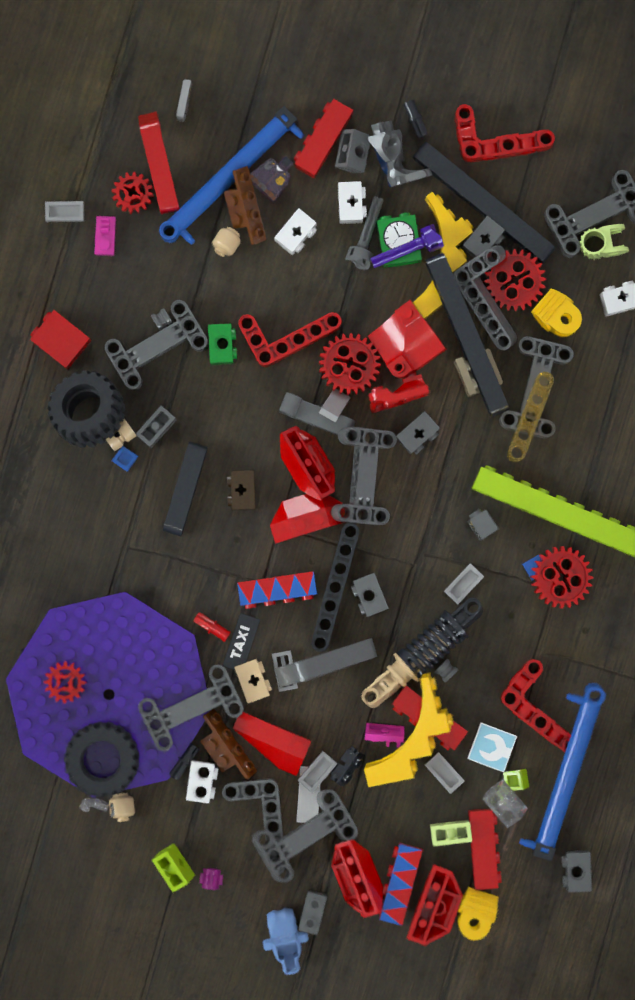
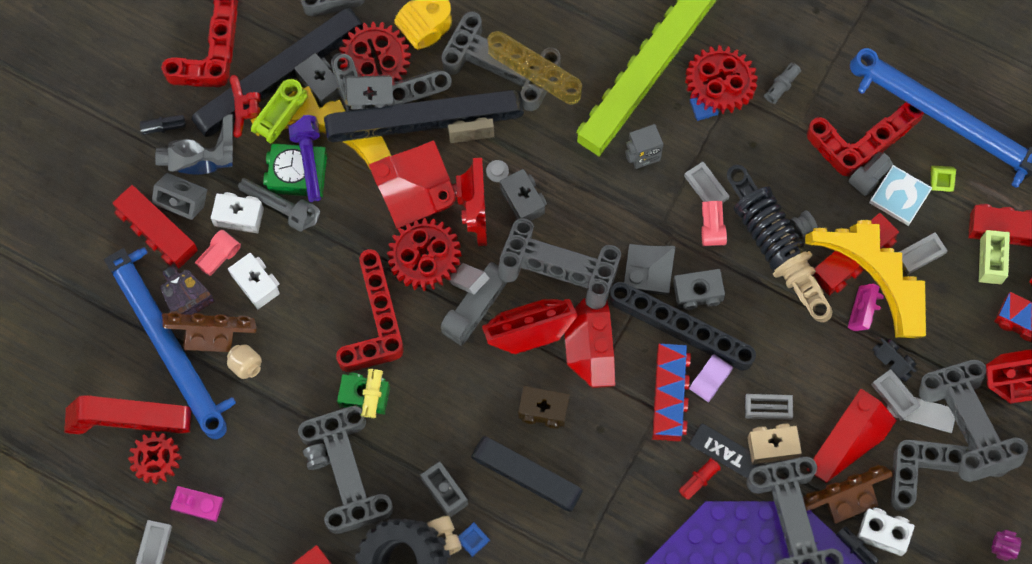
camera: 75 degrees left, 15 degrees down
(184, 99) = (62, 374): light grey tile -> none
(218, 351) = (372, 393): none -> light yellow pin
(297, 619) = (711, 378): none -> lavender axle
(317, 197) = (221, 248): none -> coral piece
(325, 663) = (772, 354): dark grey beam -> none
(379, 550) = (650, 268): none -> dark grey plate
(426, 596) = (713, 229): none -> coral piece
(434, 182) = (251, 99): none -> red piece
(437, 407) = (497, 170): none -> light grey plate
(442, 213) = (279, 110): none -> lime piece
(474, 273) = (356, 85): none -> dark grey brick
(500, 716) = (867, 177): none -> dark grey piece
(505, 803) = (969, 191): clear brick -> none
(570, 629) = (782, 83): none -> dark grey pin

